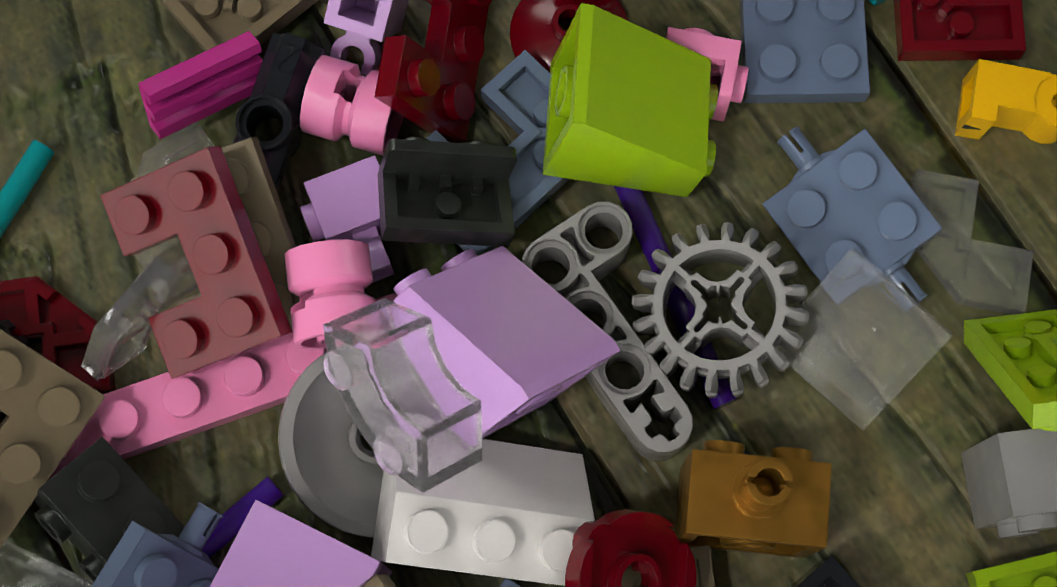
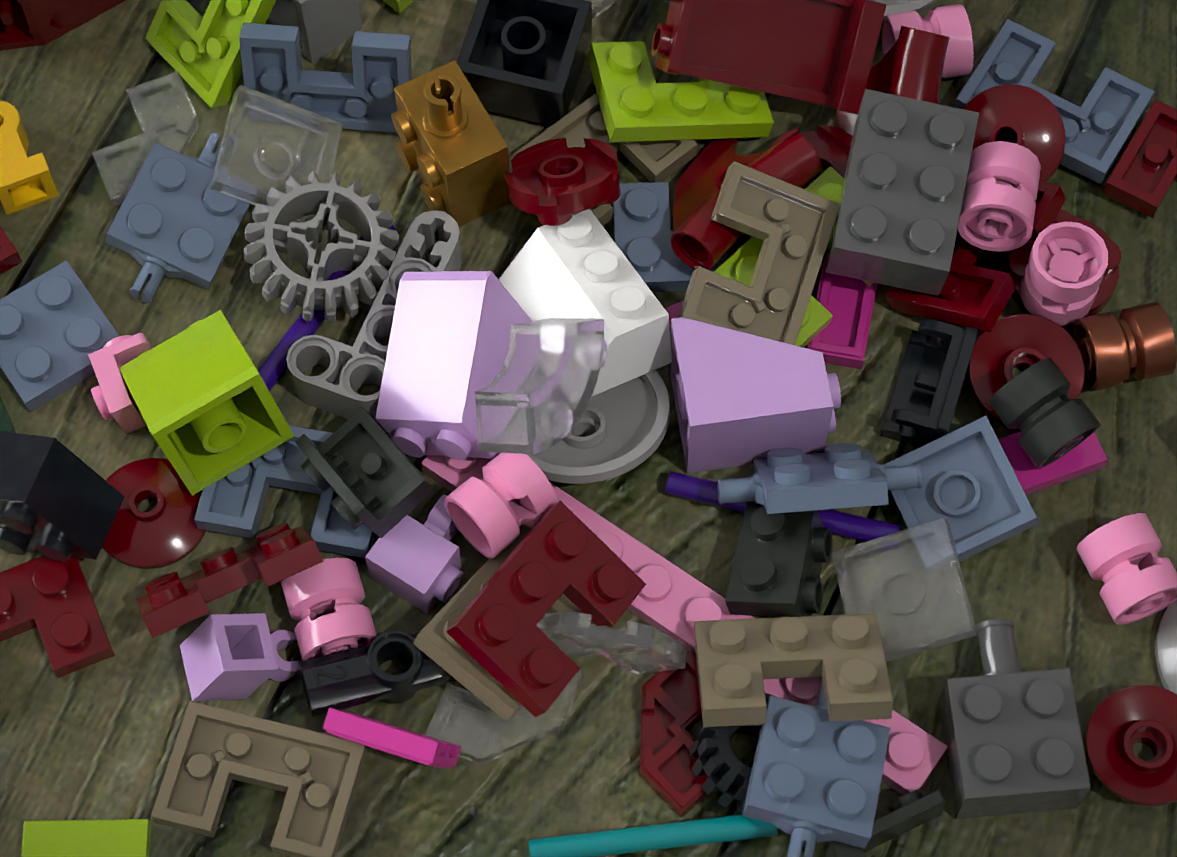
camera: 125 degrees left, 10 degrees down
(881, 469) = (355, 99): none -> sand blue plate

